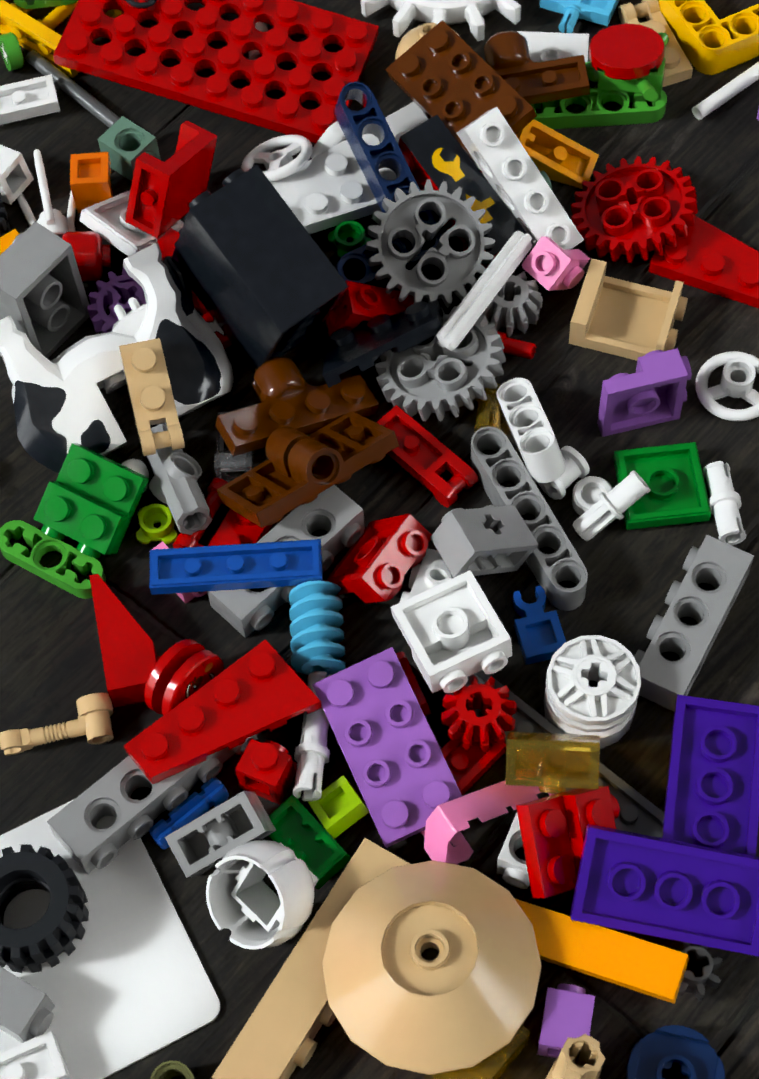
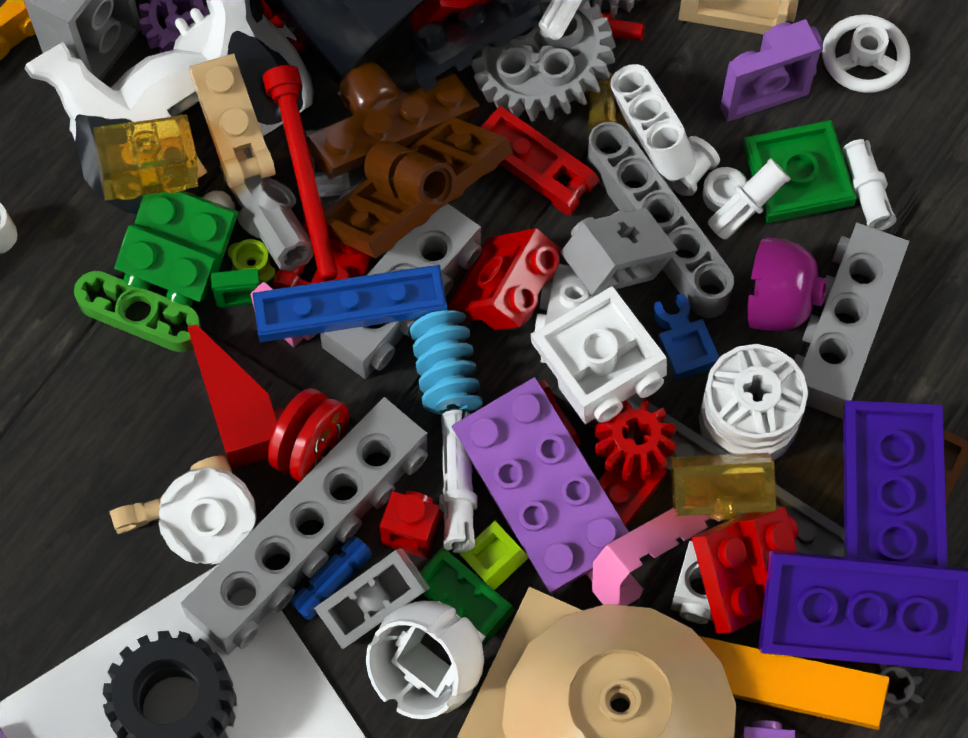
camera: 10 degrees left, 5 degrees up
(70, 422) = (146, 157): none -> clear yellow brick
(82, 744) = (206, 515): none -> white tile
(136, 544) = (234, 287): none -> green tile
(201, 371) = (283, 86): none -> red piece
(236, 704) = (370, 456): red wing -> none
(632, 586) = (784, 286): none -> magenta cylinder

